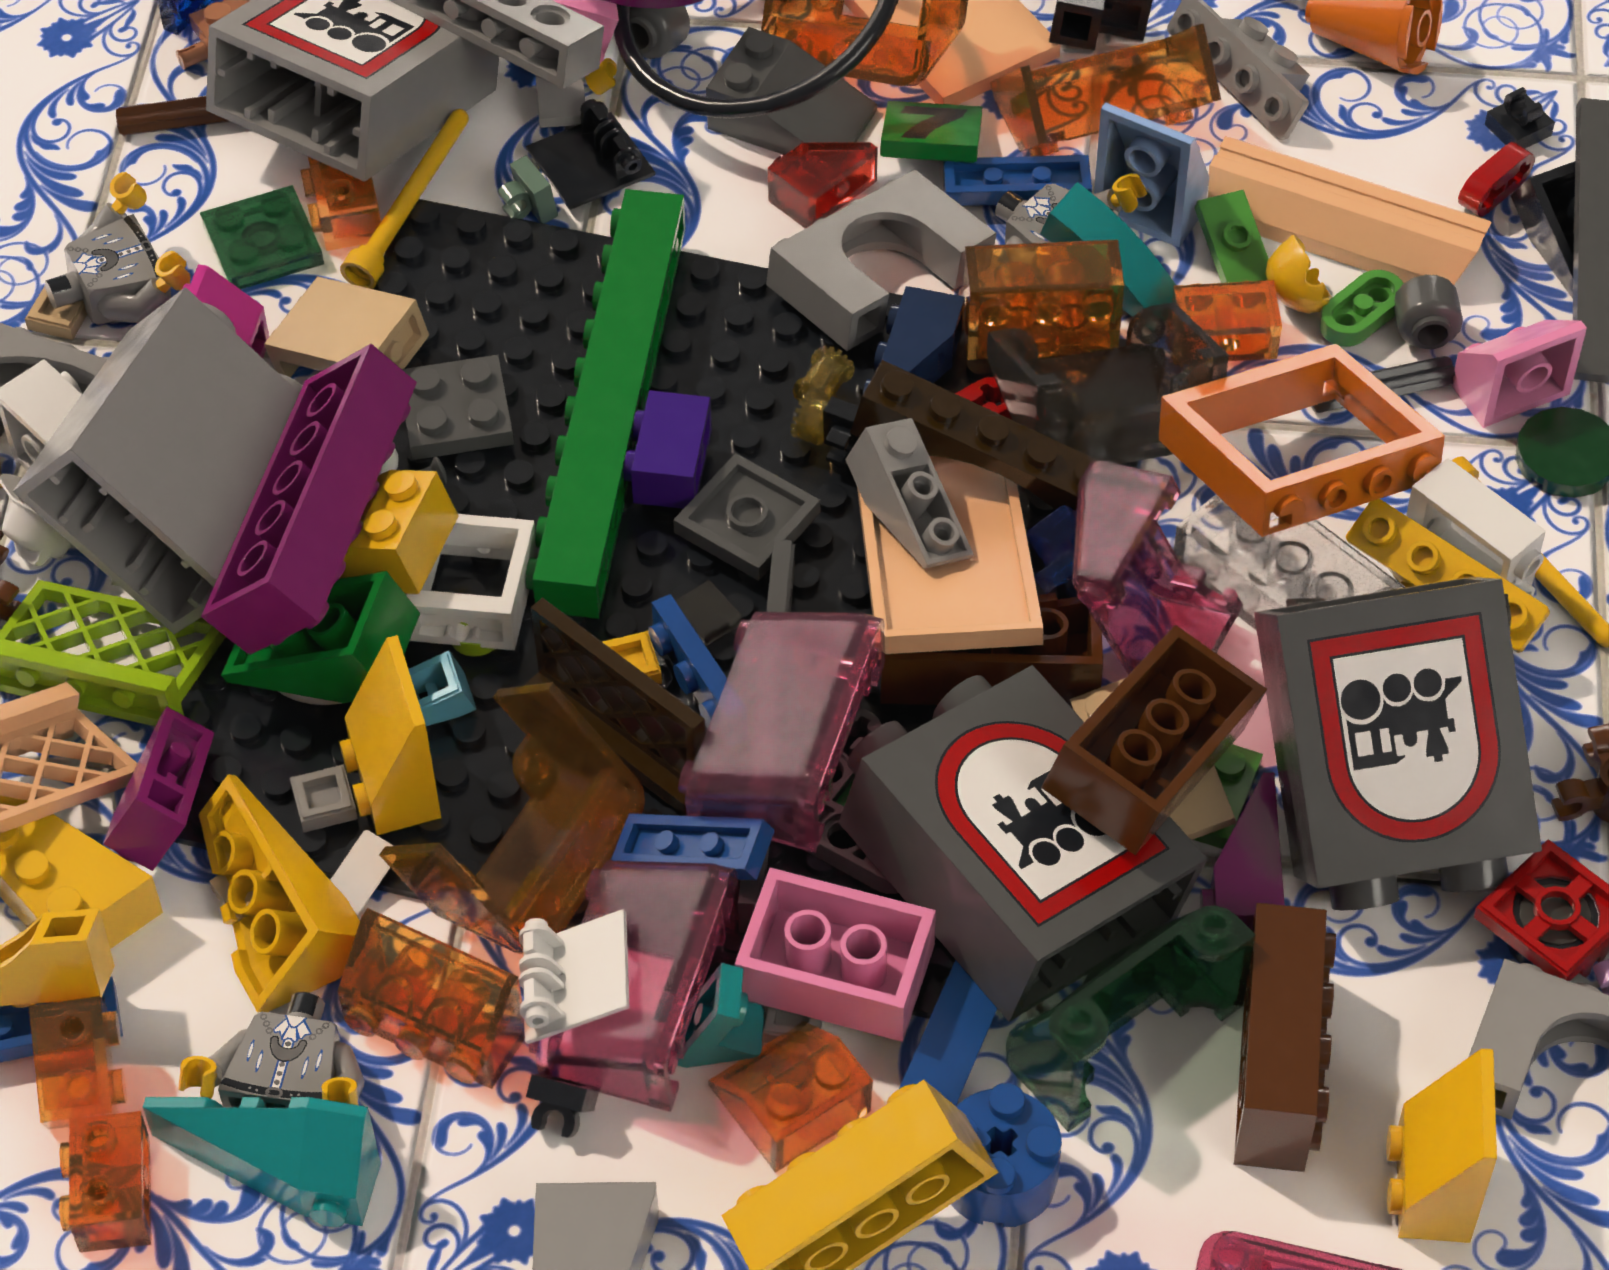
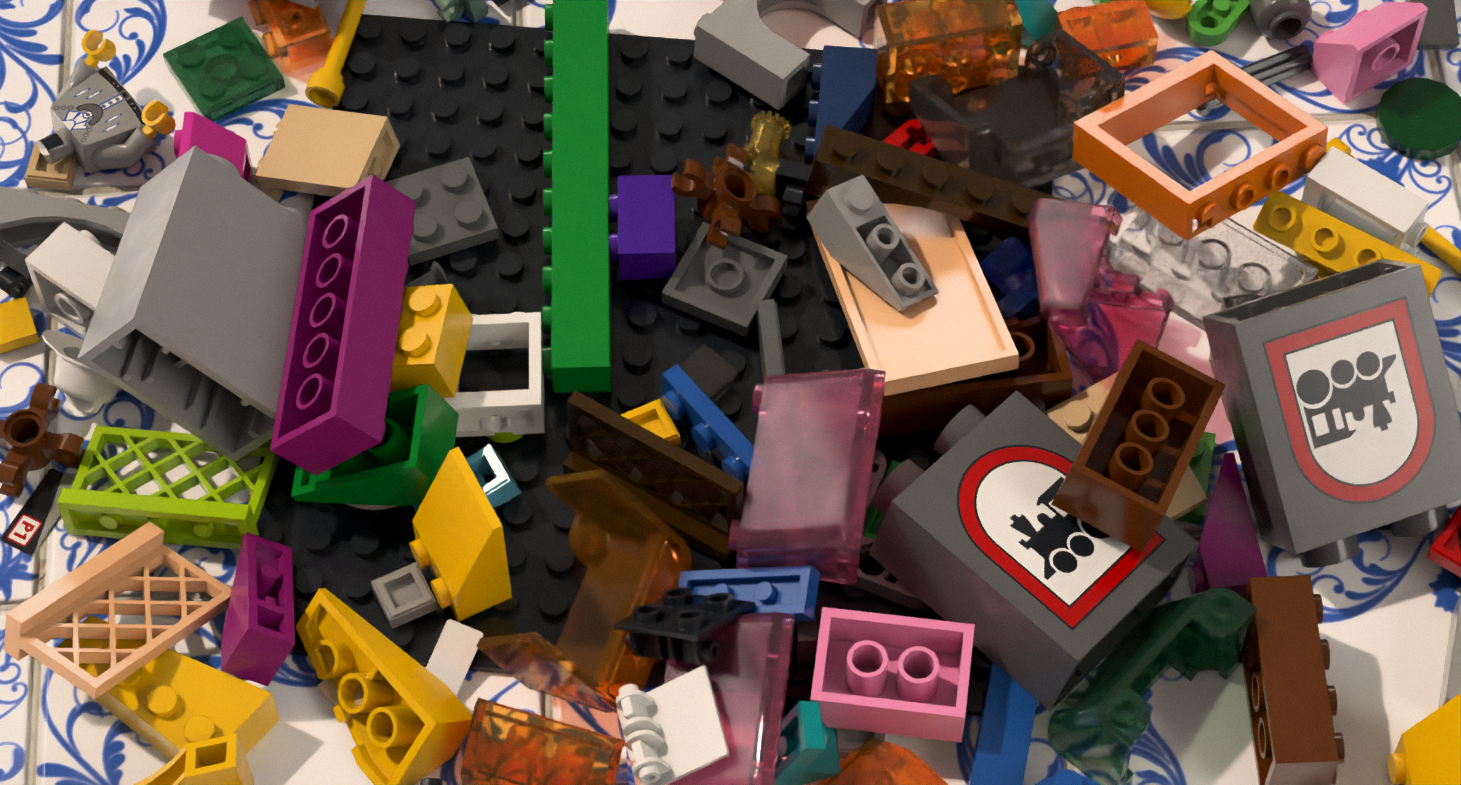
camera: 10 degrees left, 5 degrees up
(608, 866) = (681, 625): none -> black hinge
(764, 427) = (726, 196): none -> reddish brown pin

